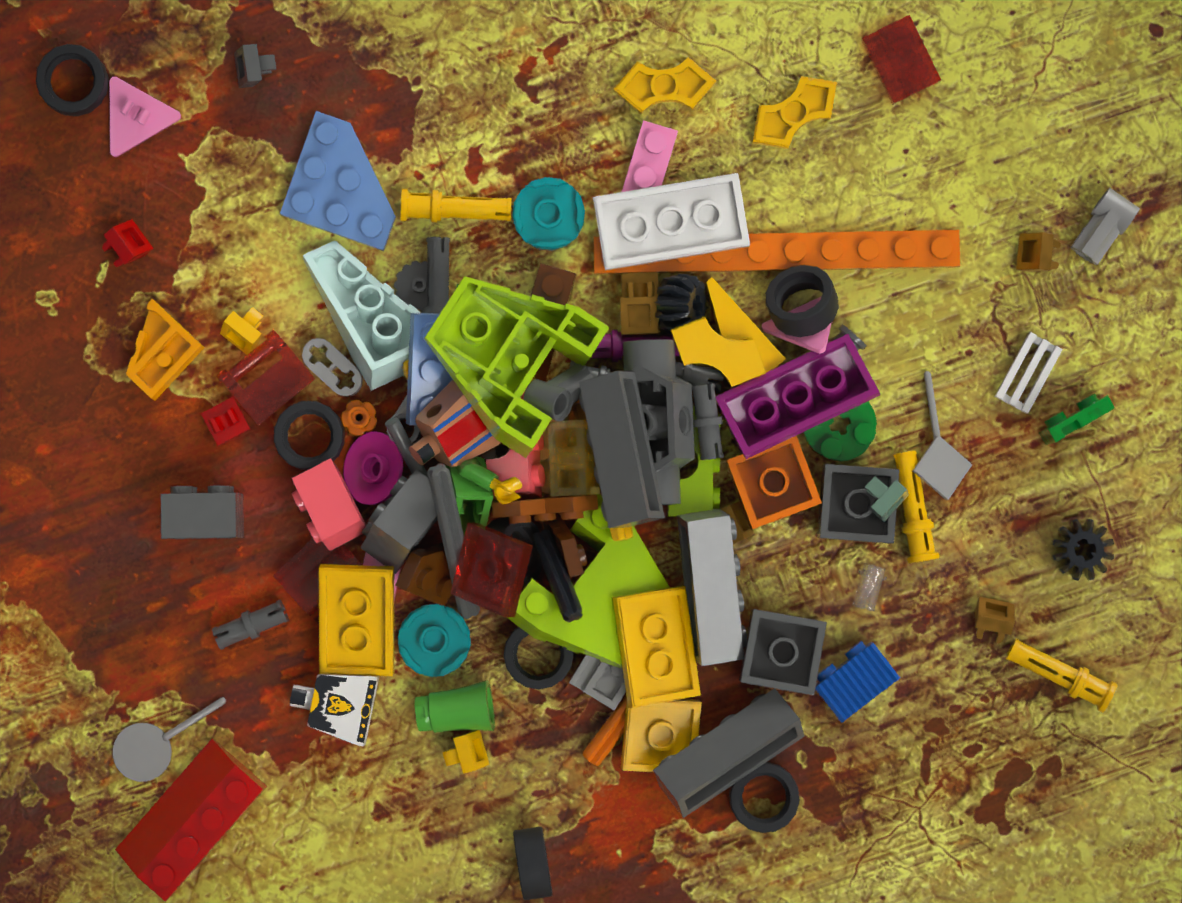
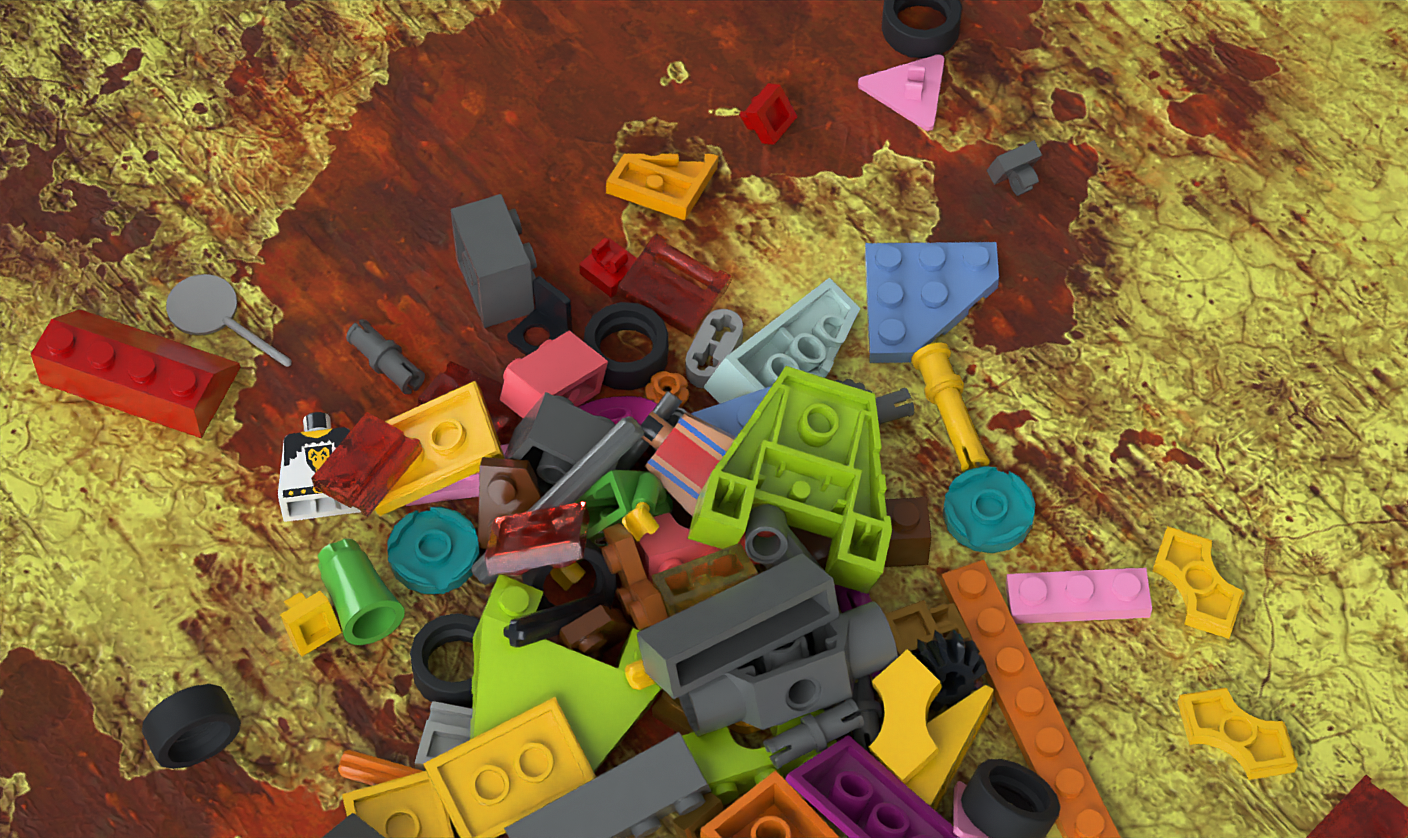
camera: 70 degrees right, 30 degrees down
(243, 331) = (721, 247): yellow tile -> none
(255, 483) = (551, 314): none -> black bracket
(361, 672) = (366, 464): none -> clear red plate
(671, 221) = (1041, 629): white tile -> none

